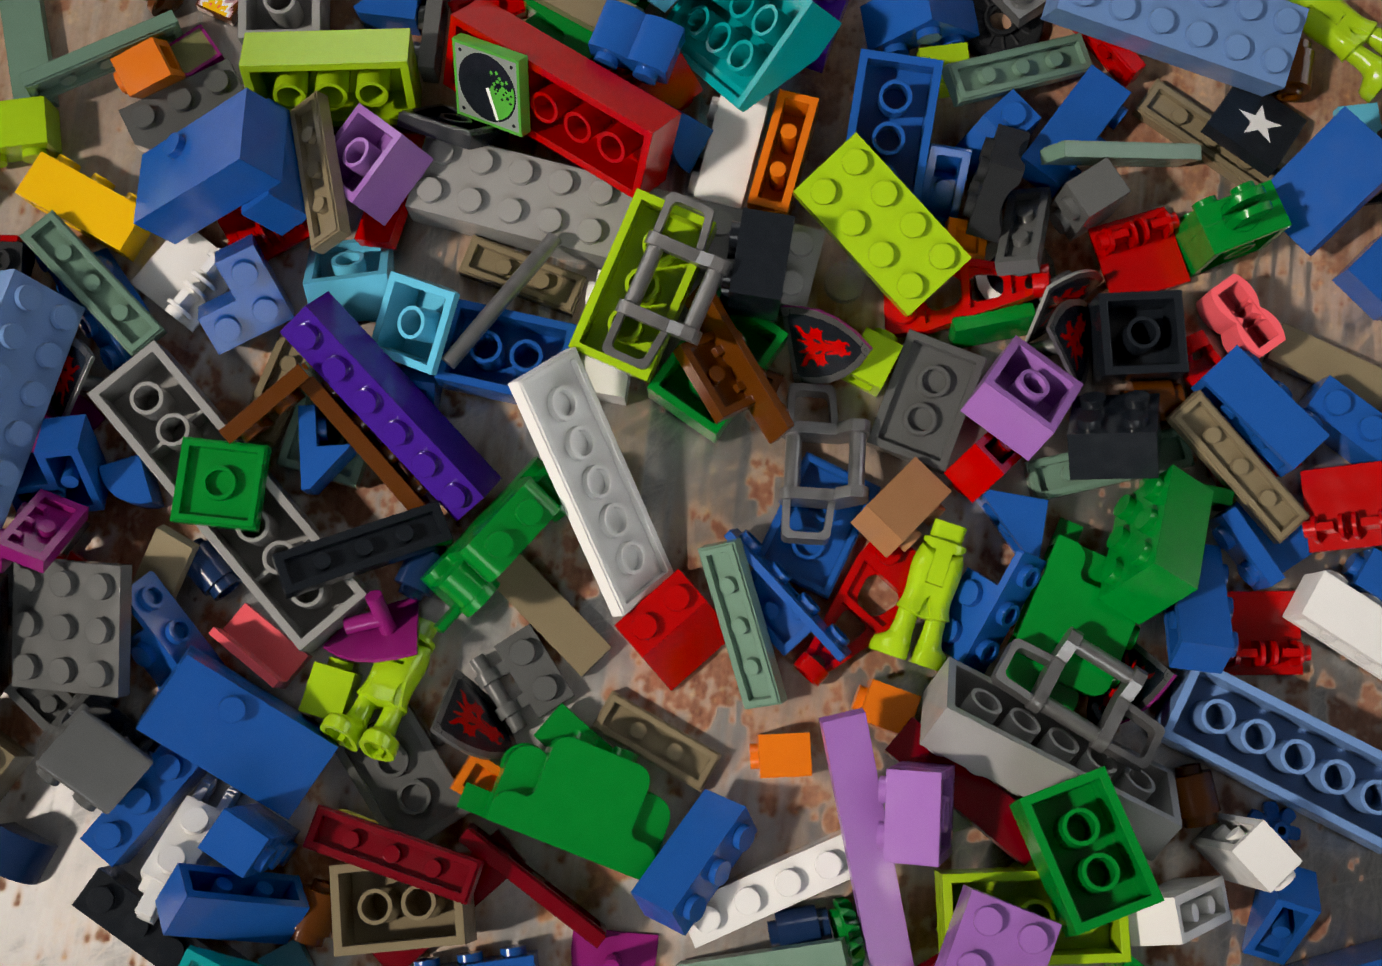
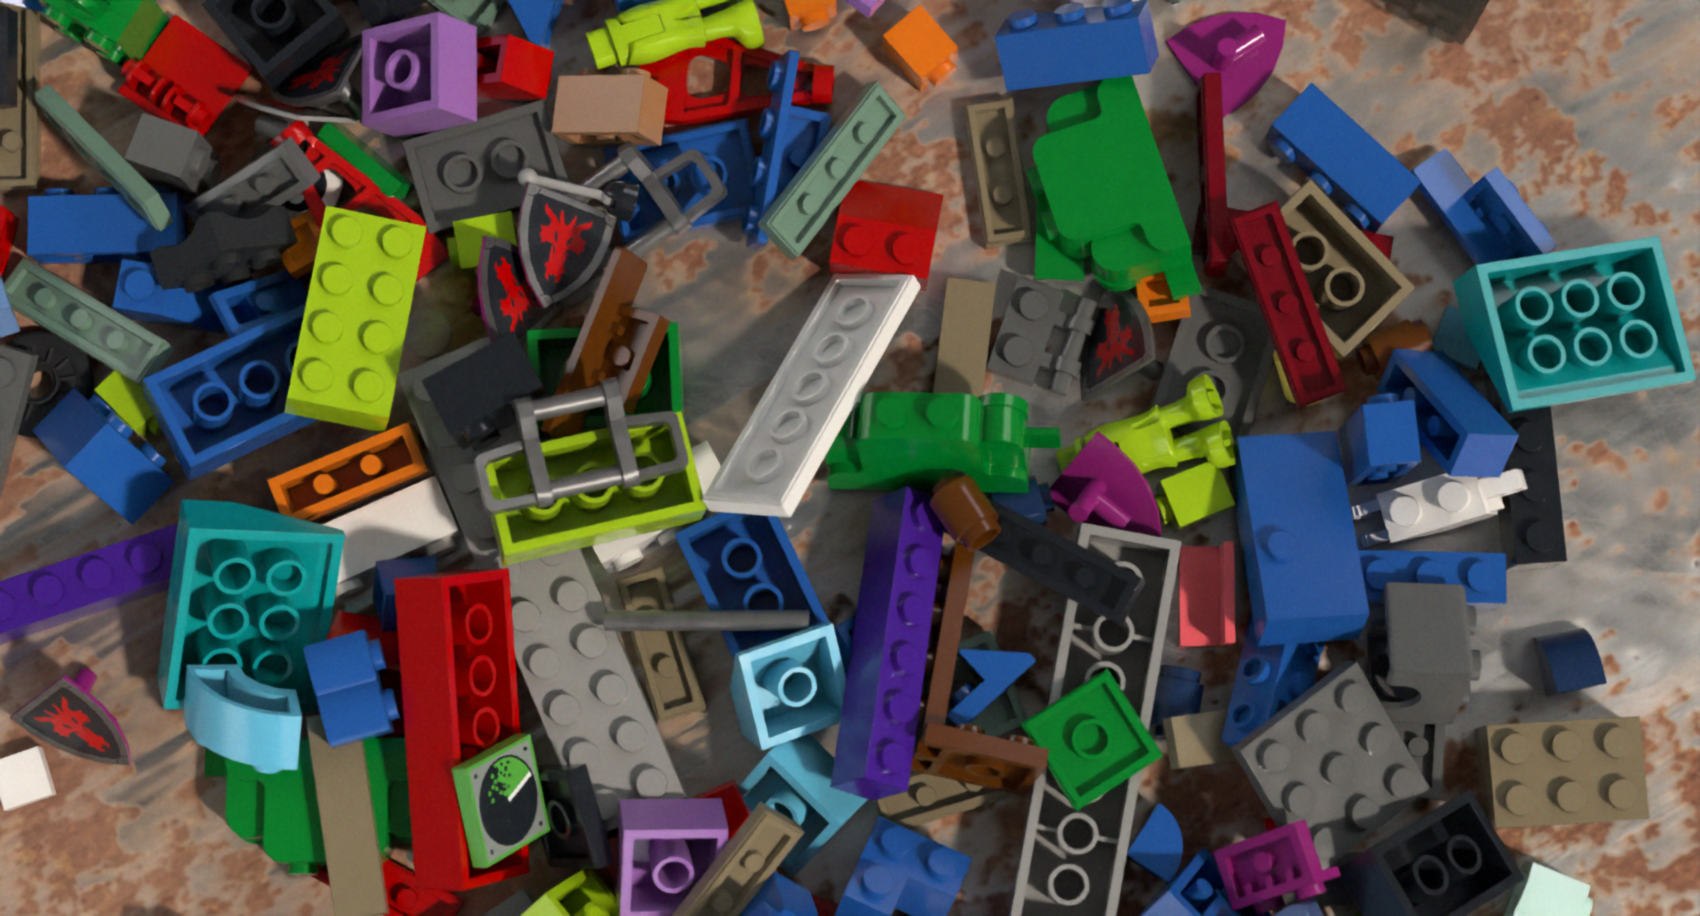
camera: 125 degrees left, 0 degrees up
(432, 518) = (965, 512): none -> reddish brown brick
(832, 401) = (560, 242): none -> shield
(835, 463) = (617, 198): none -> hinge

